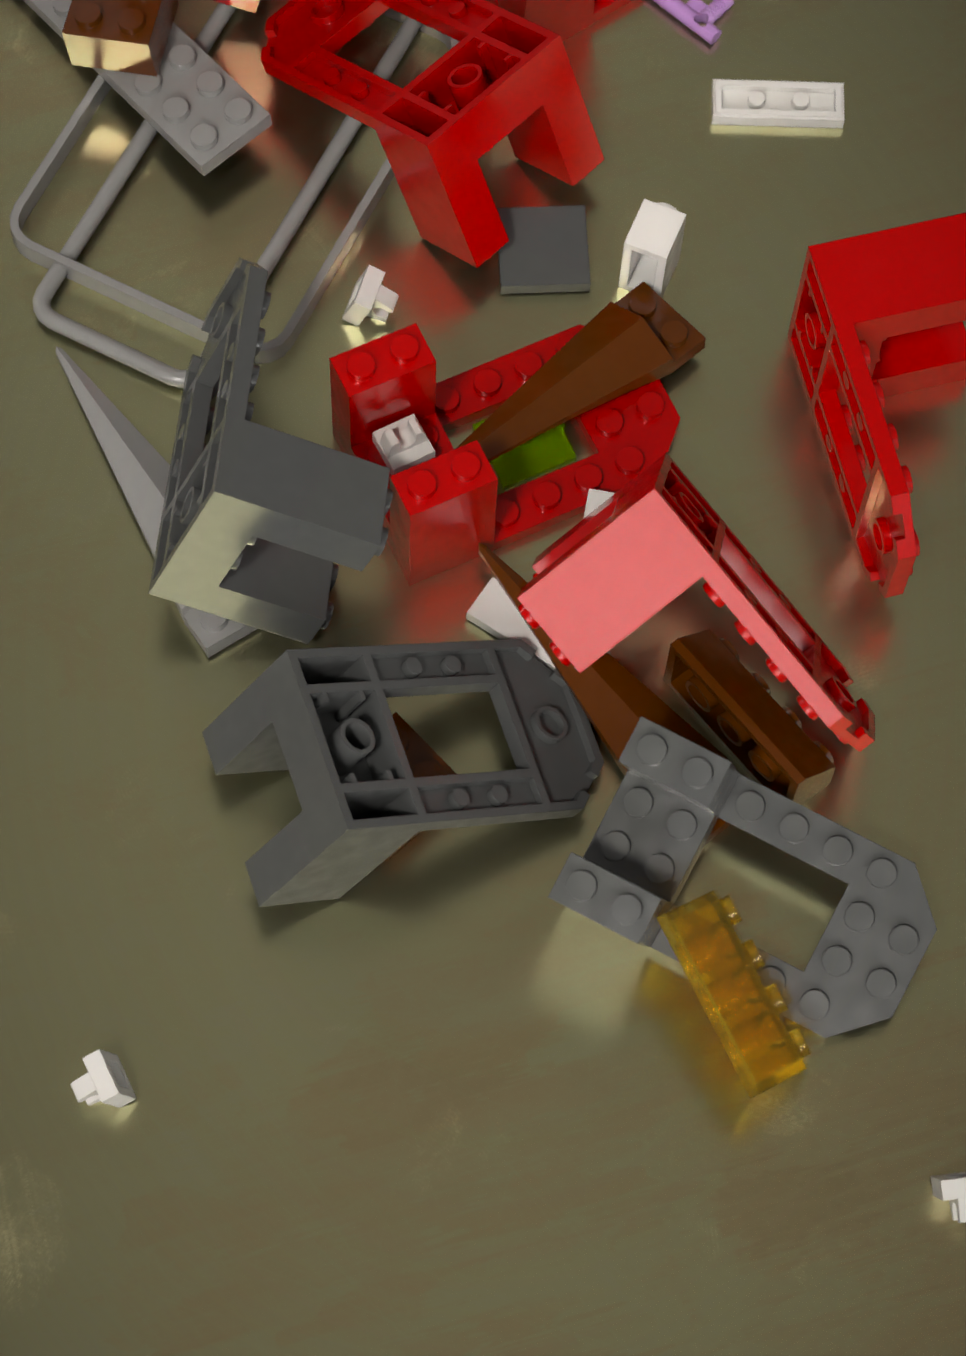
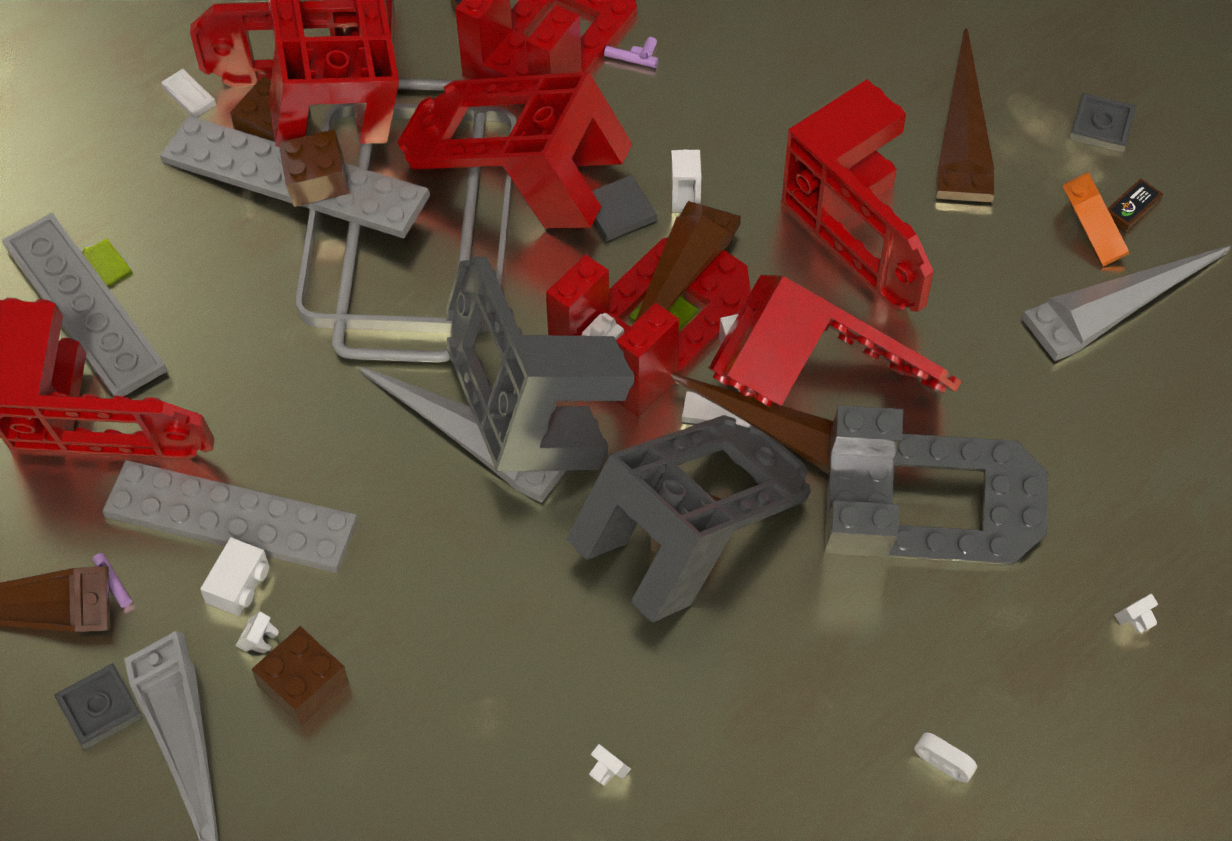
camera: 20 degrees left, 10 degrees down
(370, 298) = (534, 269): white tile -> none
(572, 1278) = (945, 757): none -> white beam
(734, 992) = (955, 555): clear yellow slope -> none
(746, 717) = (840, 388): reddish brown slope -> none
(777, 103) = (709, 84): white tile -> none

